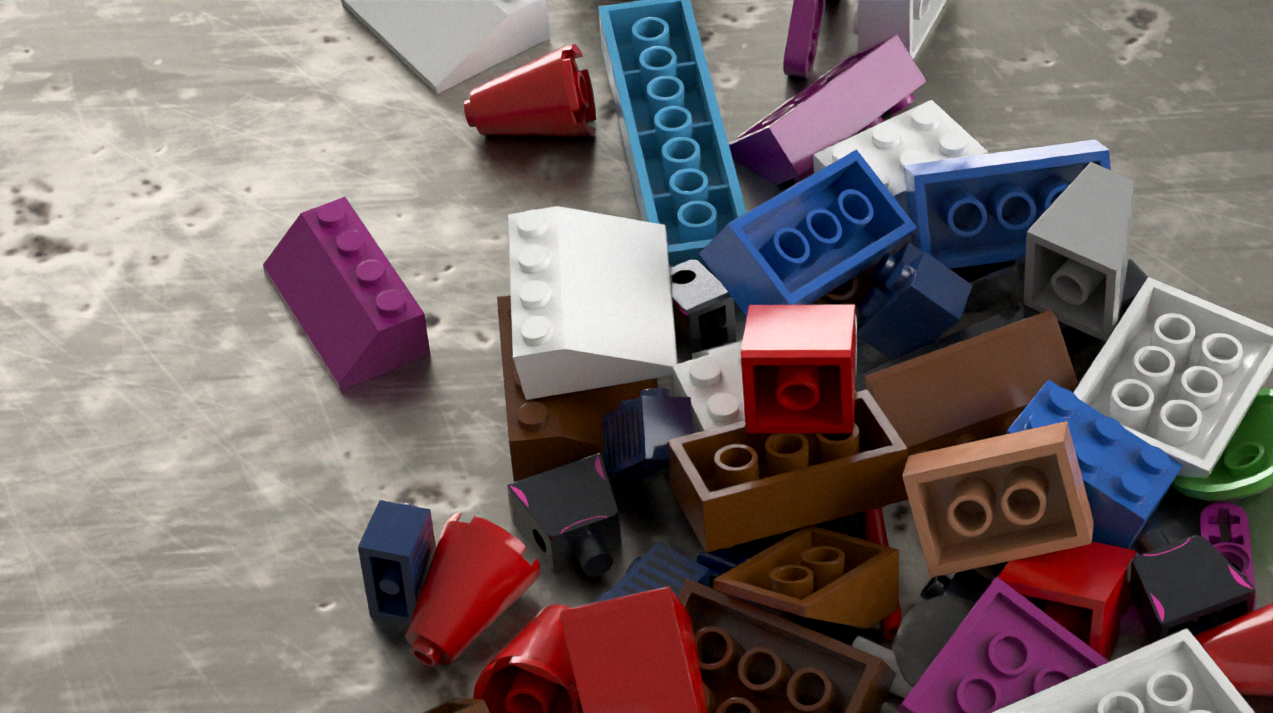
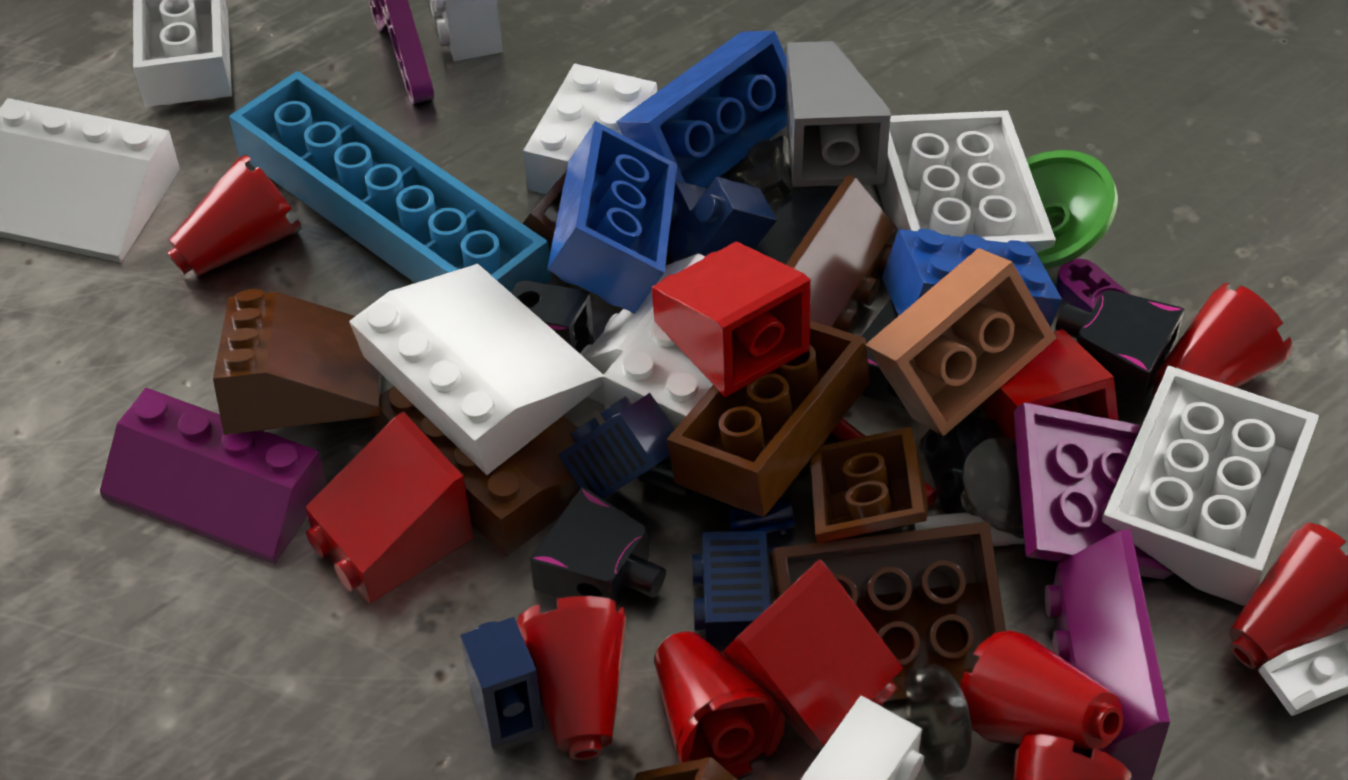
camera: 40 degrees left, 5 degrees up
(441, 394) = (390, 511): none -> red slope
(449, 230) = (290, 365): none -> reddish brown slope
(829, 111) = (487, 112): slope -> none

